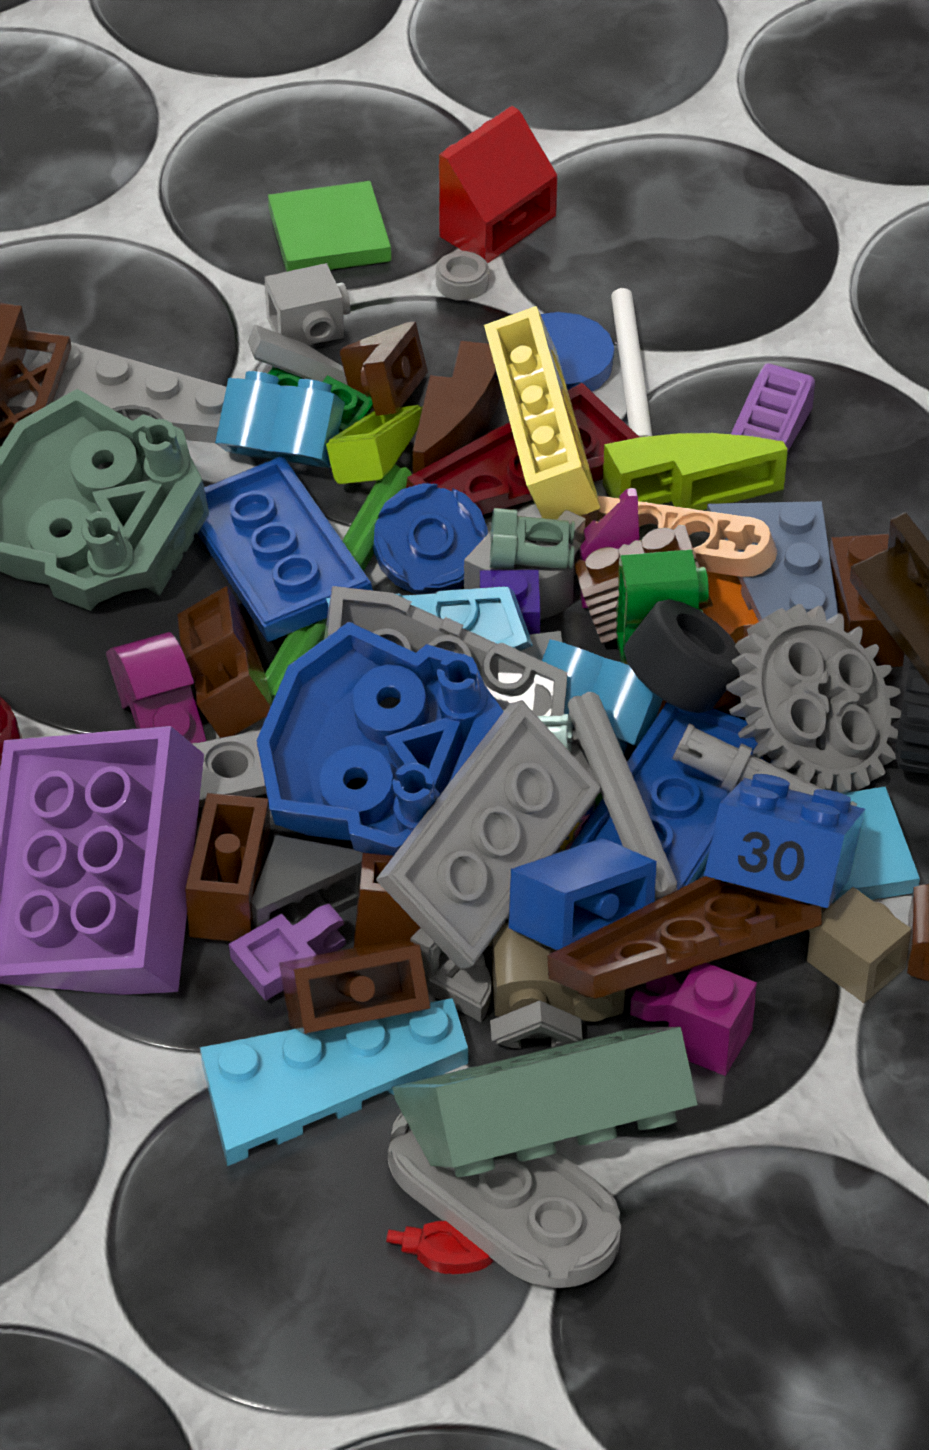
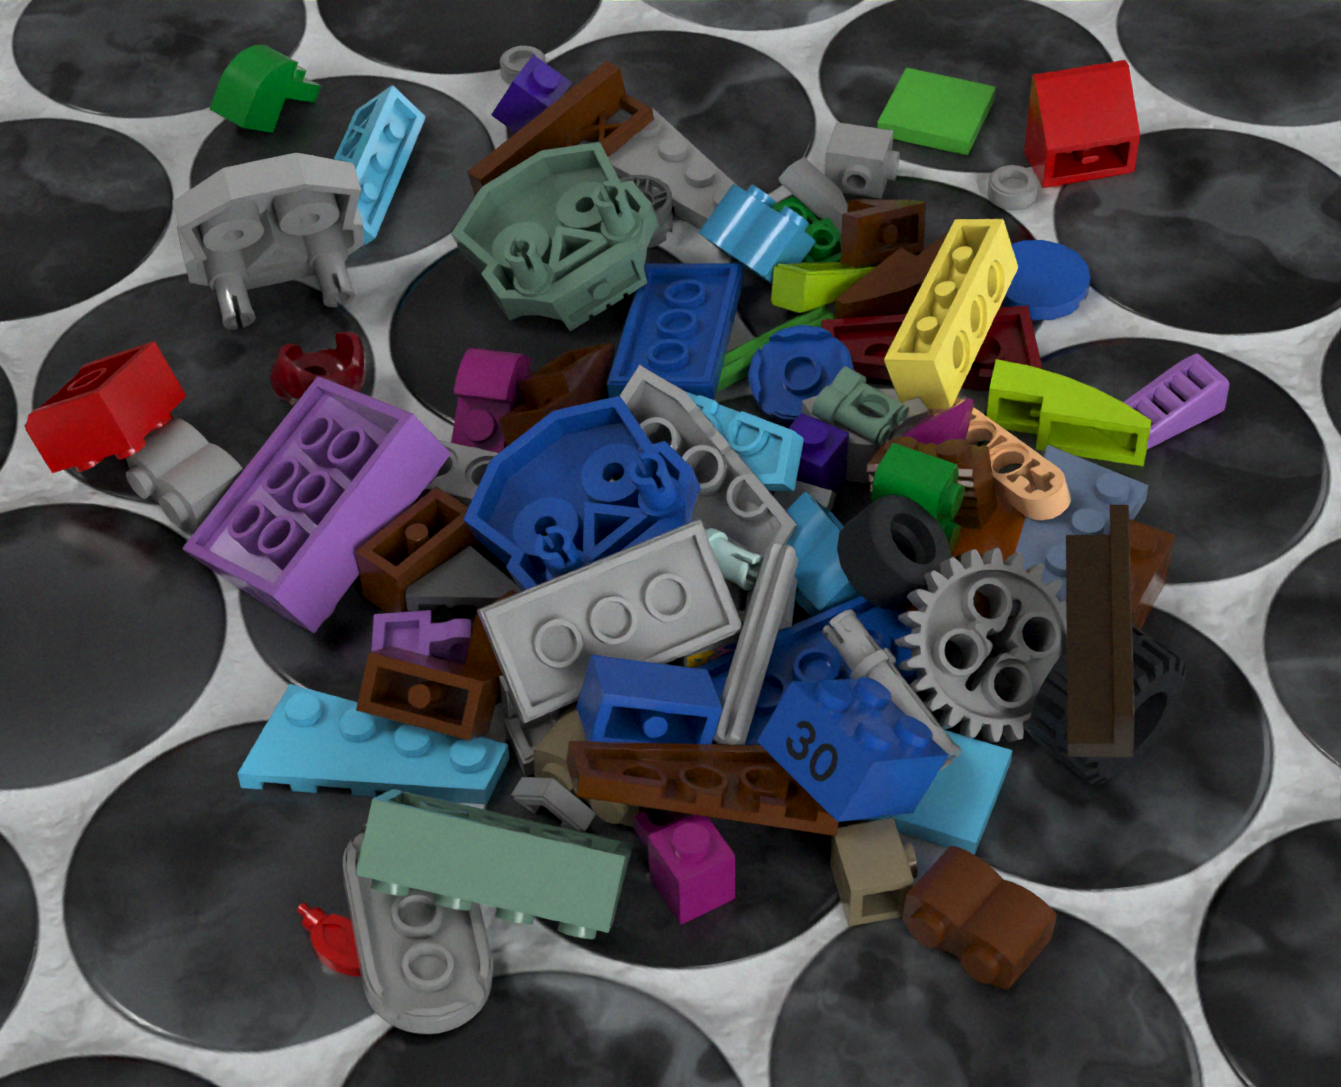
camera: 35 degrees right, 0 degrees up
(631, 362) = (1092, 311): white bar -> none

